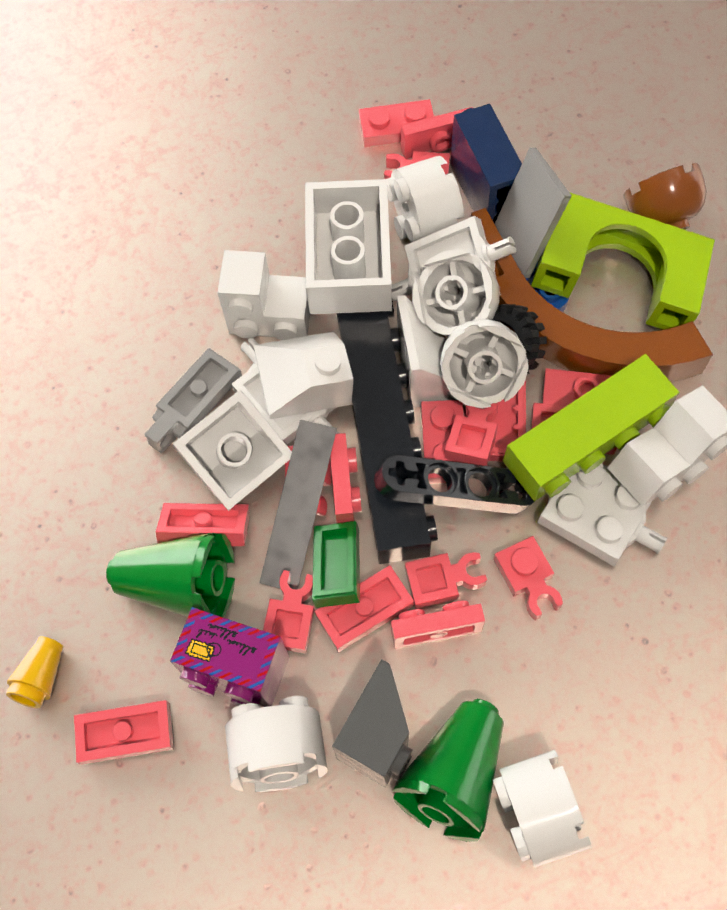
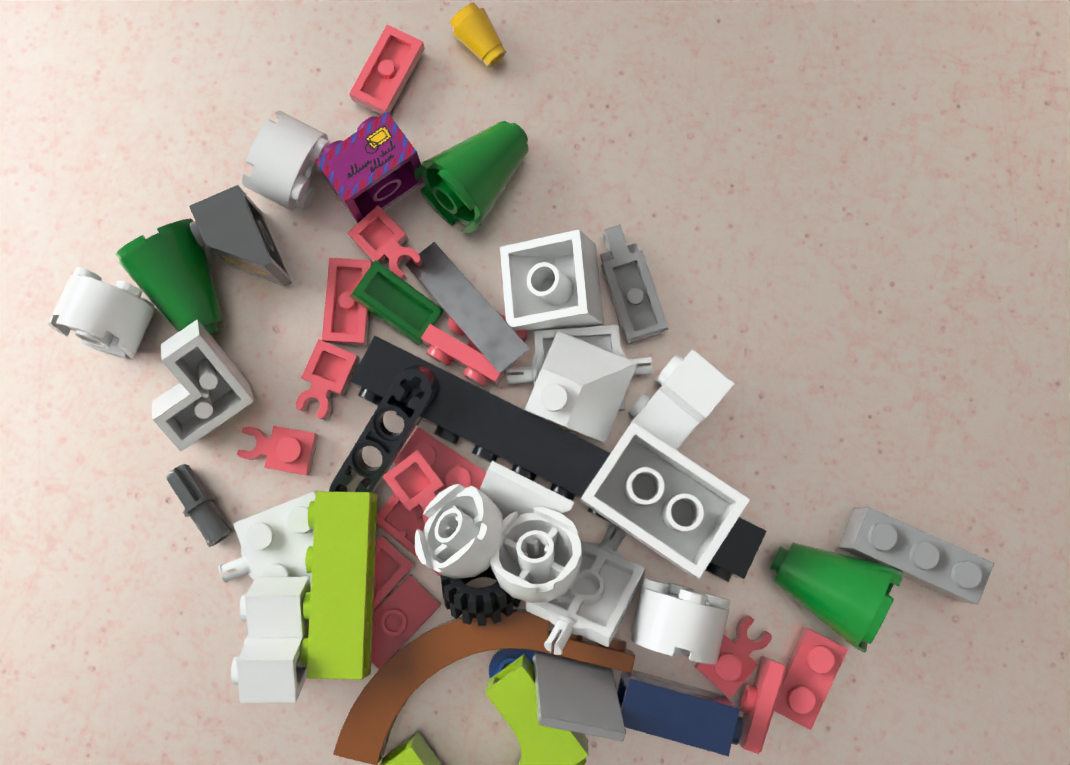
camera: 125 degrees right, 15 degrees up
(190, 520) = (507, 222): coral plate -> none
(264, 105) = (916, 555): none -> light grey brick
(322, 124) = (838, 589): none -> green cone
(455, 620) = (285, 358): coral plate -> none
(537, 659) = (208, 388): none -> white brick
(627, 605) = (198, 505): none -> dark grey axle

